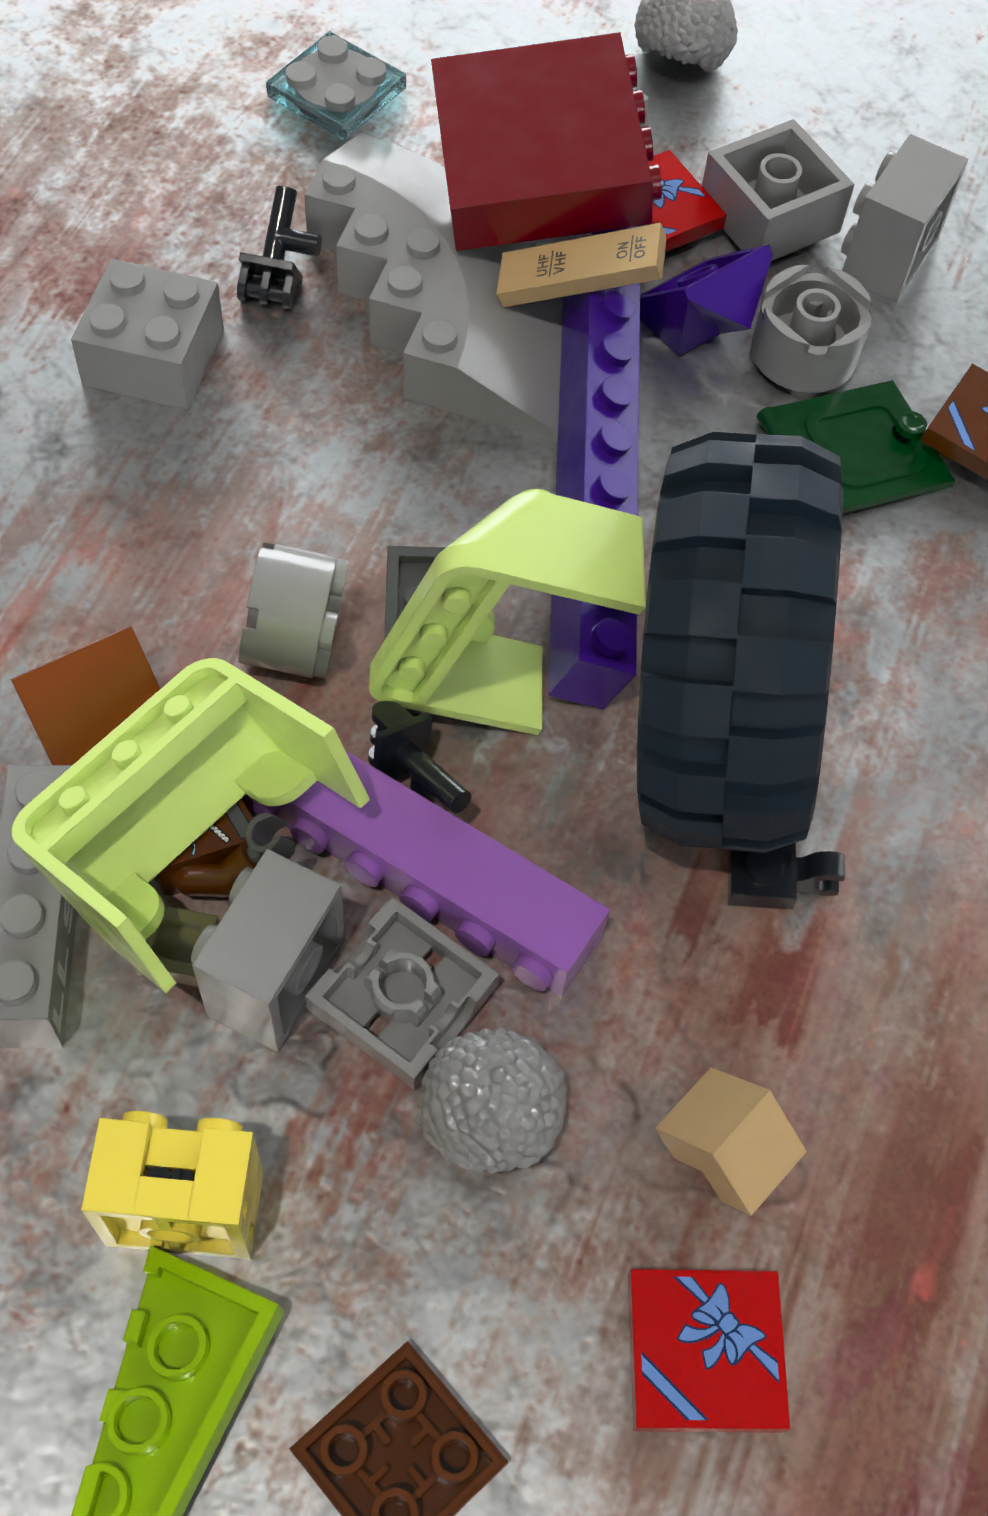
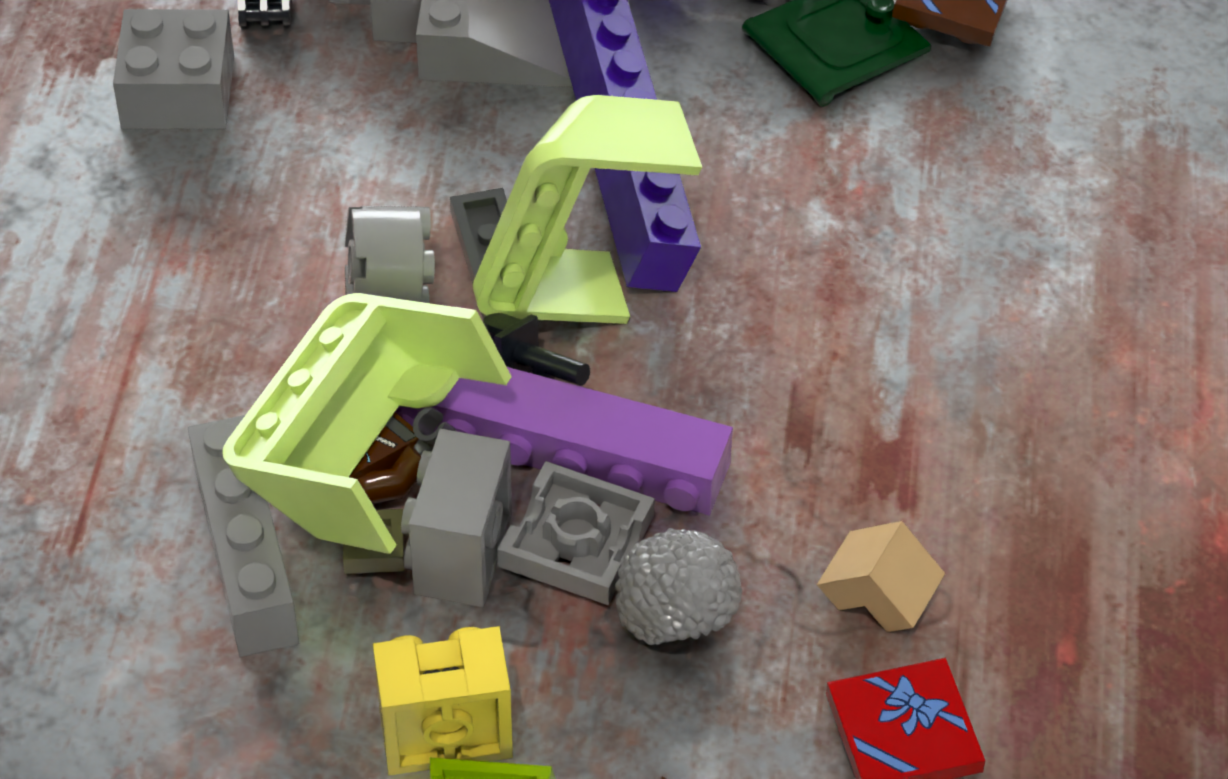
camera: 10 degrees left, 10 degrees down
(86, 694) = (232, 362): dark orange piece -> none
(739, 640) = (787, 185): black wheel -> none
(778, 875) = (859, 383): black plate -> none

